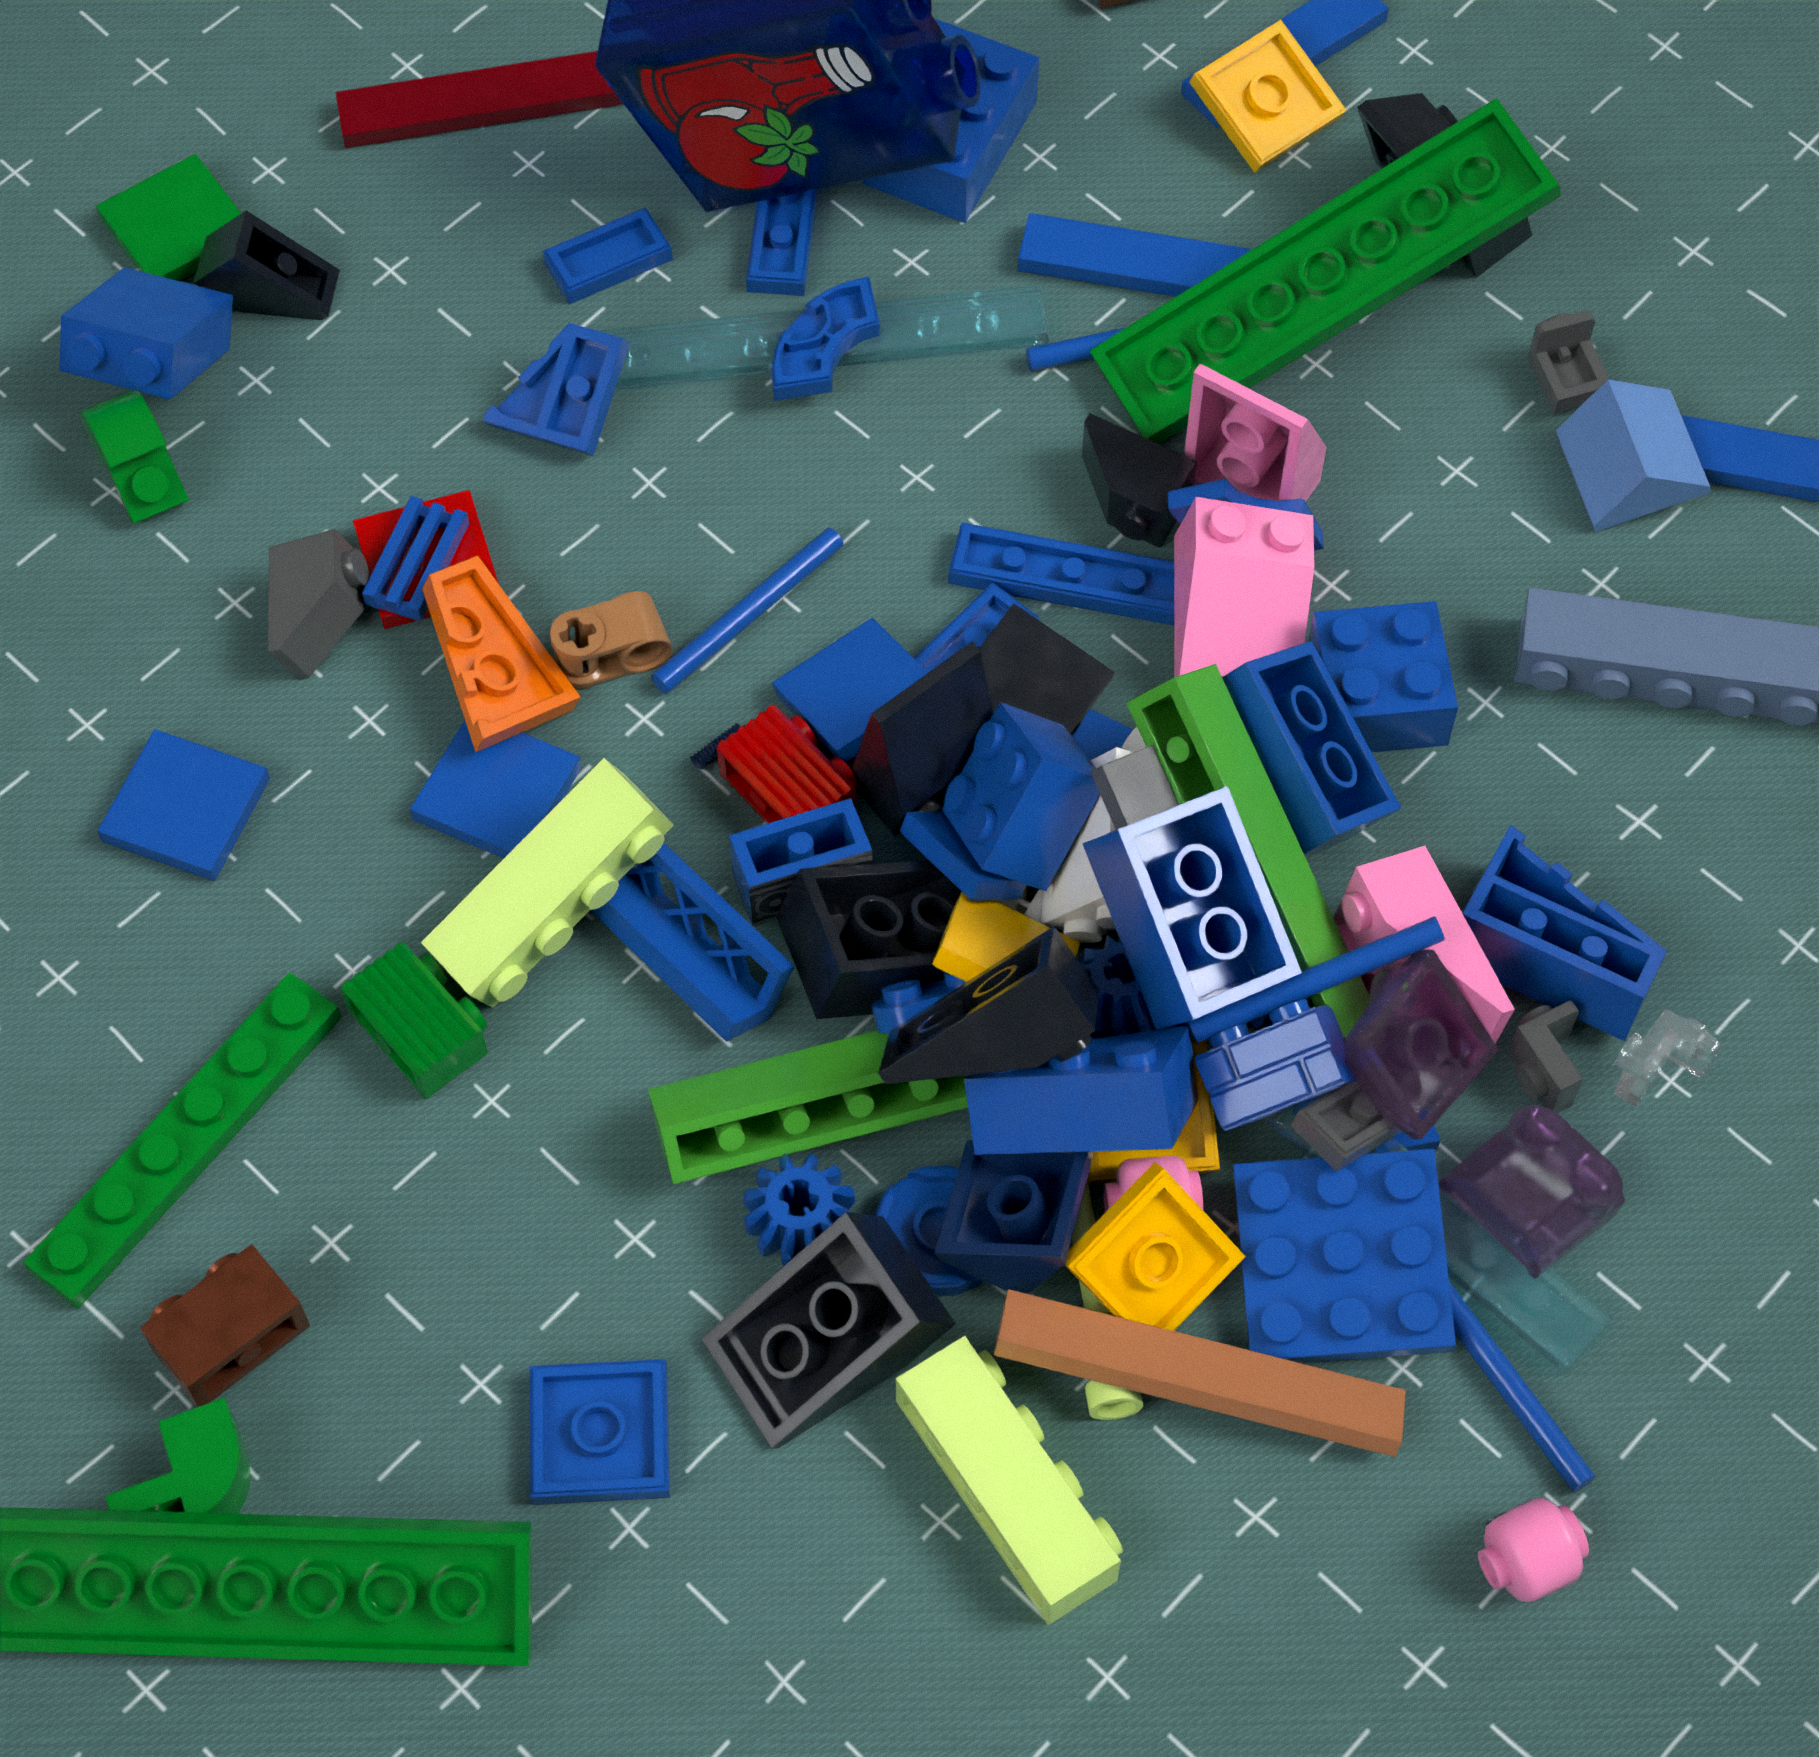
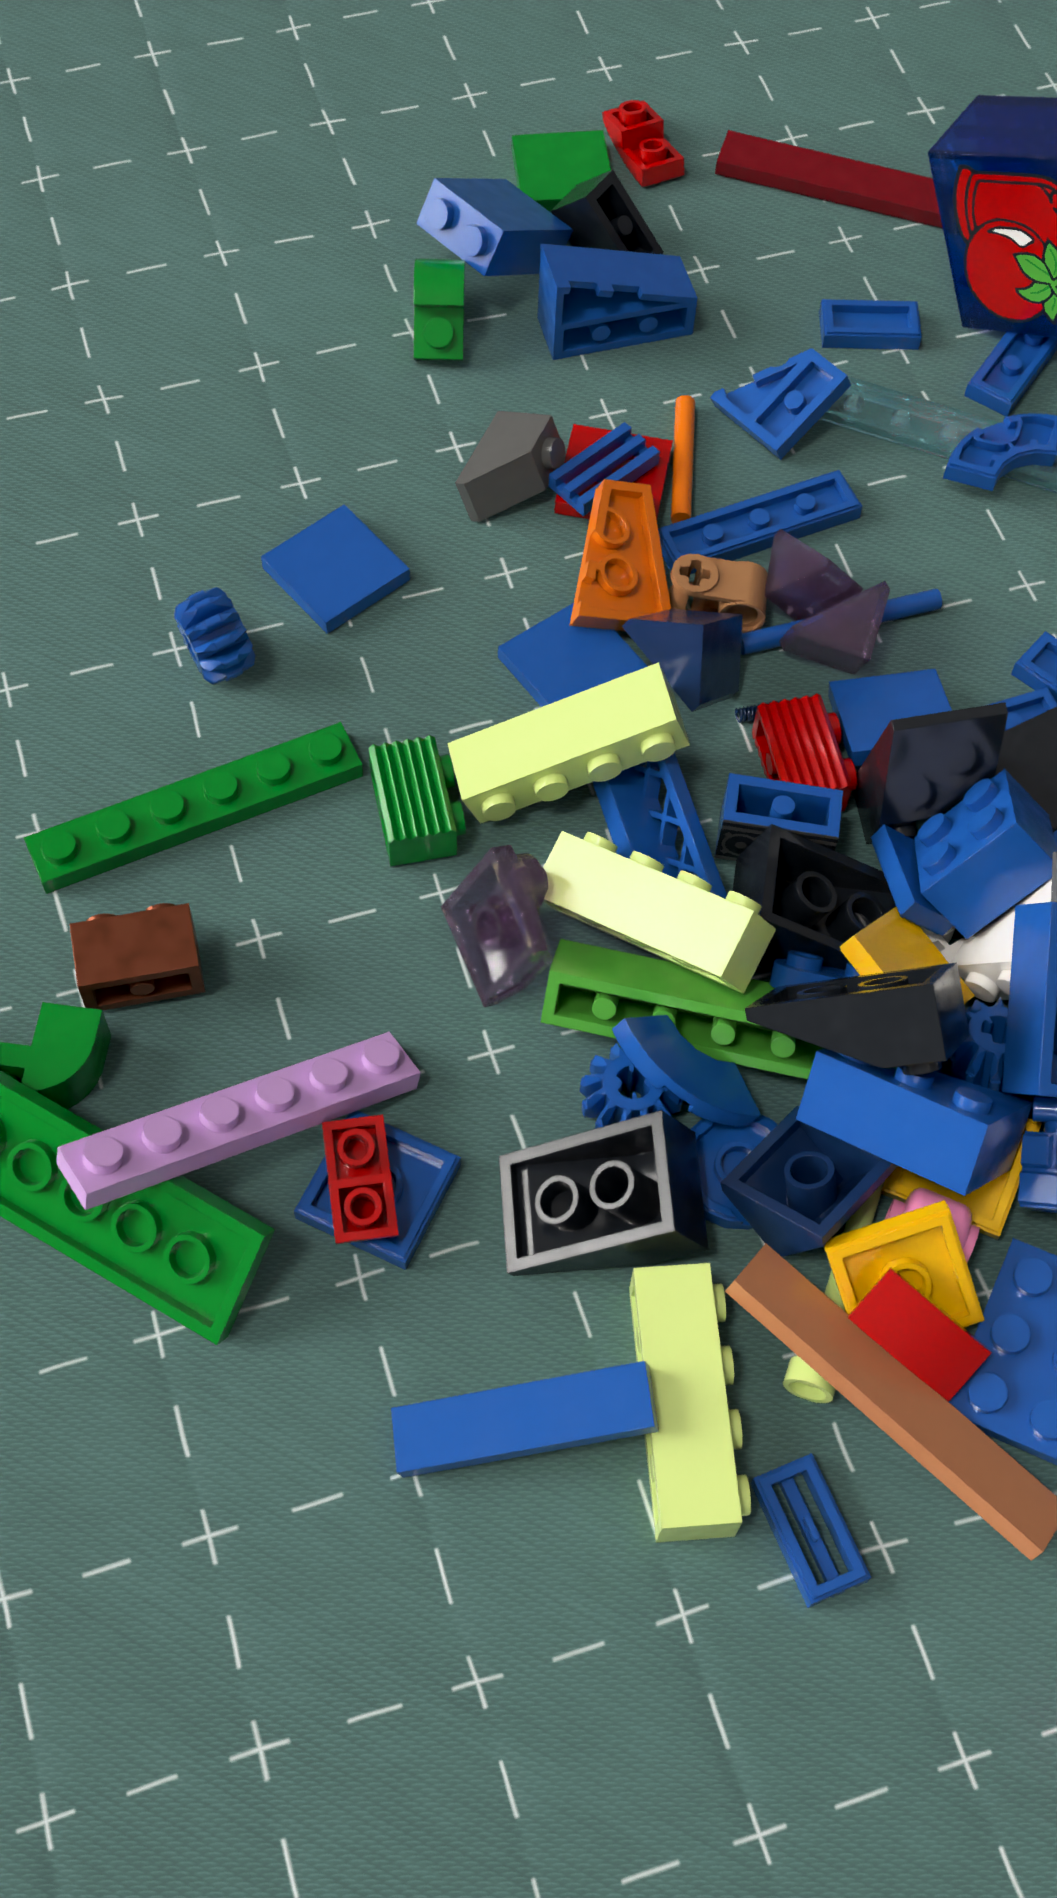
camera: 25 degrees right, 0 degrees up
(104, 945) = (214, 635): none -> blue gear
(245, 150) = (641, 143): none -> red slope
(319, 358) = (611, 299): none -> blue wedge
(430, 1435) = (235, 1120): none -> lavender plate
(490, 505) = (683, 459): none -> orange bar
(580, 1105) = (501, 923): none -> clear purple slope
(581, 1432) = (359, 1179): none -> red slope
(609, 537) = (753, 523): none -> blue tile
(621, 719) = (694, 650): none -> dark blue slope
(691, 587) = (804, 580): none -> clear purple slope
(727, 1015) = (657, 911): none -> yellowish green brick
(763, 626) = (841, 634): none -> clear purple slope
(857, 1162) = (669, 1060): none -> blue tile
(866, 1577) = (524, 1419): none -> blue tile
(1168, 1558) = (833, 1583): none -> blue tile
(1192, 1301) = (919, 1334): none -> red slope

